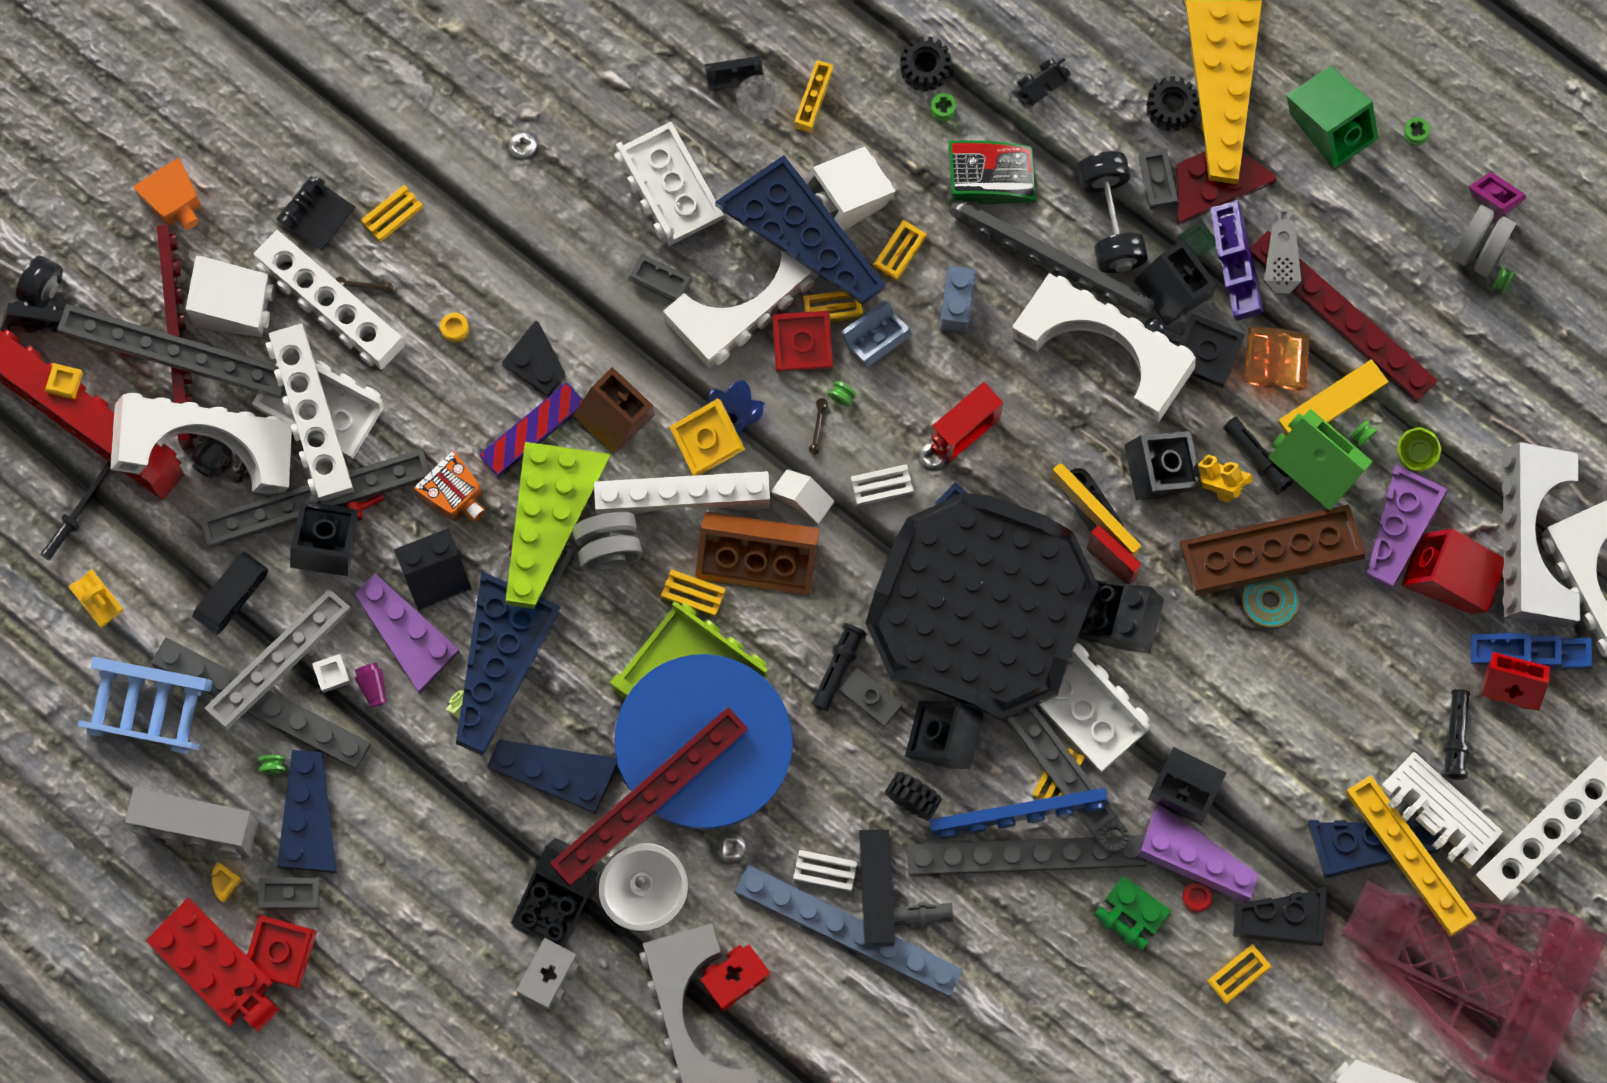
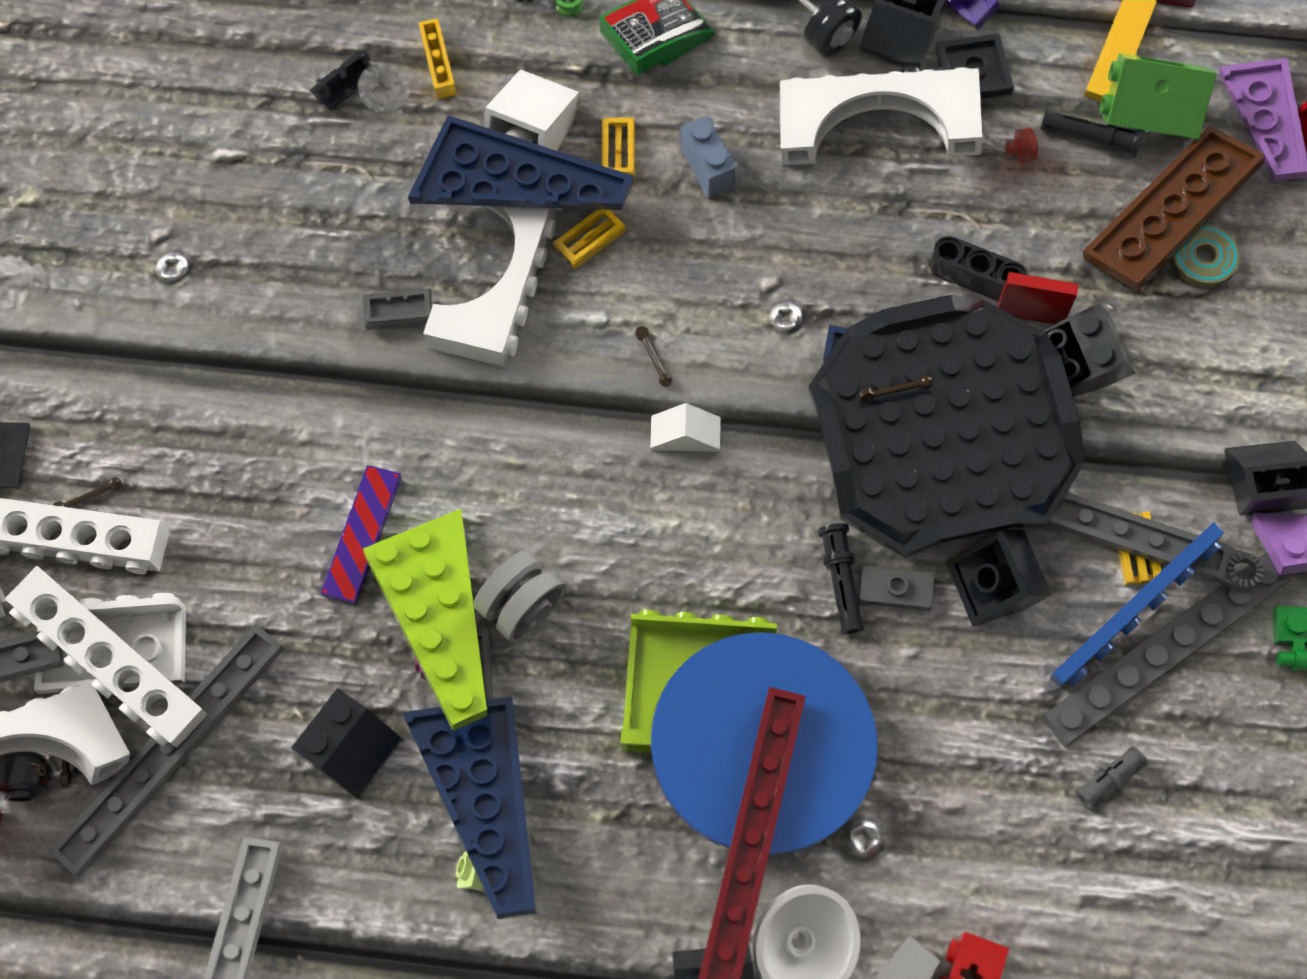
camera: 30 degrees left, 5 degrees down
(230, 593) = (132, 913): black beam -> none
(324, 538) = (204, 786): black slope -> none
(331, 673) = (303, 929): white plate -> none
(364, 505) = (219, 733): red hand -> none
(372, 684) = (357, 912): magenta cone -> none
(384, 206) = (51, 429): yellow tile -> none
(411, 638) = (369, 833): medium lavender wing -> none
(451, 490) = (314, 647): torso -> none
(454, 327) = (212, 481): yellow tile -> none
(535, 361) = (320, 464): black wing -> none
(558, 772) = (628, 877): dark blue wing -> none
(613, 411) = (436, 461): reddish brown slope -> none
(668, 184) = (347, 215): white bracket -> none
(670, 584) = (639, 583): yellow tile -> none
(707, 438) = (550, 432): yellow tile -> none
(727, 491) = (605, 472): white arch -> none
(739, 404) = (555, 382): clear blue plate -> none
(757, 553) = (681, 514): dark orange slope -> none
(802, 341) = (583, 283): red plate -> none
(825, 870) = (1007, 786): white tile -> none
(842, 394) = (657, 310): bright green bush -> none
(846, 930) = (1048, 846): sand blue plate -> none
(875, 334) = (651, 235): sand blue bracket -> none
(876, 888) = (1048, 781): black tile -> none
(880, 474) = (748, 364): white tile -> none
(913, 795) = (1018, 658): black tyre -> none
(938, 551) = (868, 395): none -> dark brown hinge
(965, 422) = (801, 260): red window -> none
(1059, 262) = (764, 69): dark grey plate -> none
(1093, 508) = (984, 262): yellow tile -> none
(1094, 712) = (1132, 463): white bracket -> none
(1162, 465) = (1014, 191): black slope -> none
(1198, 433) = (1024, 145): none -> clear red tile
(1223, 479) = (1081, 170): yellow hips -> none
(1277, 358) = (1041, 38): clear orange slope -> none
(1363, 434) = (1173, 53): bright green bush -> none
(1418, 449) = (1232, 40): lime hair -> none

